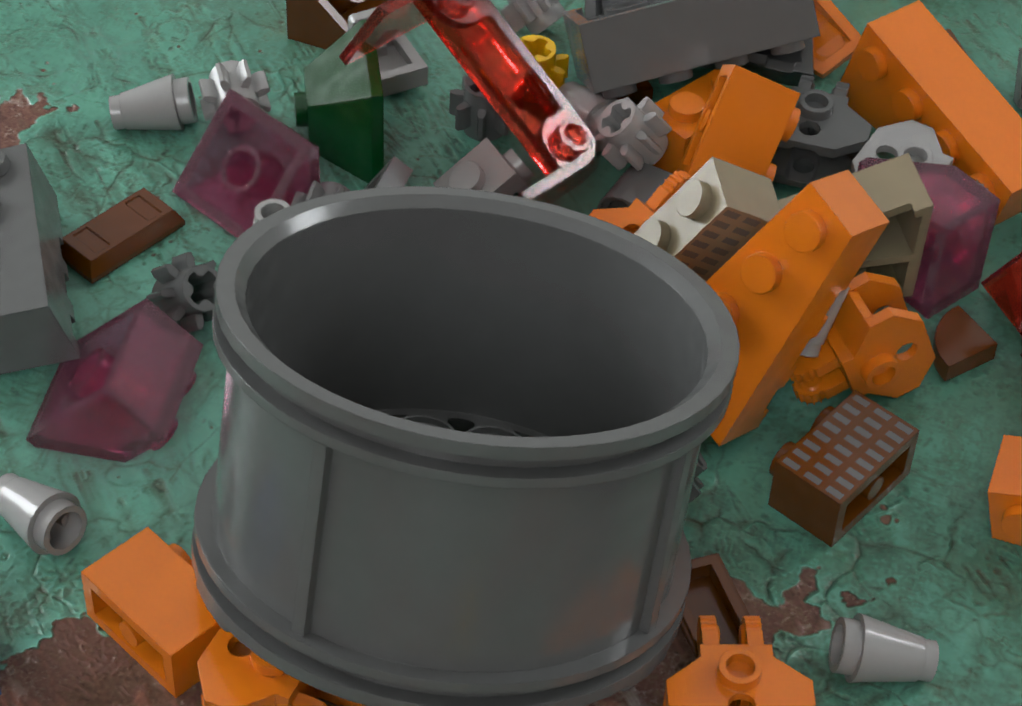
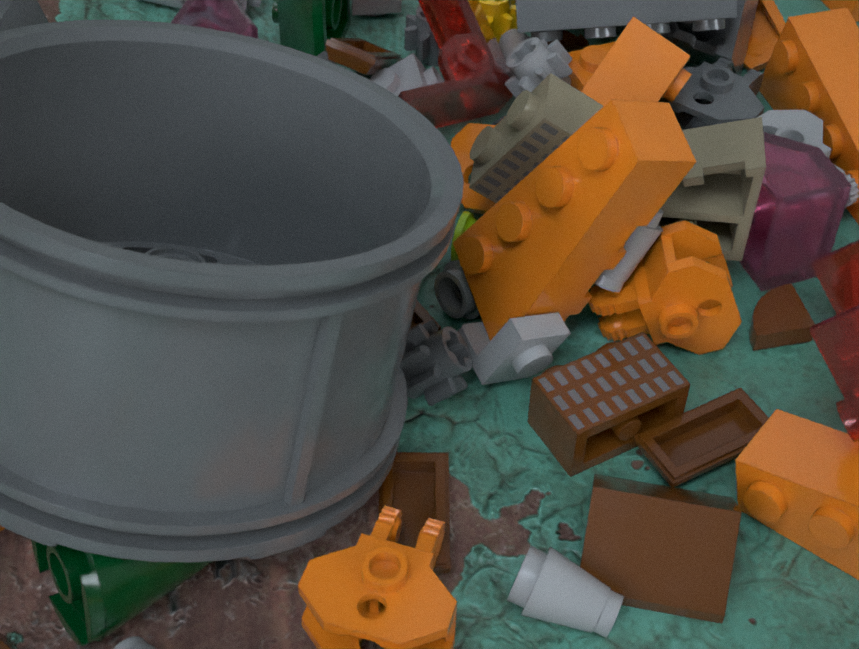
camera: 20 degrees right, 0 degrees up
(430, 151) = (360, 55): none -> reddish brown tile
(747, 436) = (517, 350): none -> light grey bracket
(939, 478) = (701, 437): none -> reddish brown tile
(945, 585) = (662, 546): none -> reddish brown slope

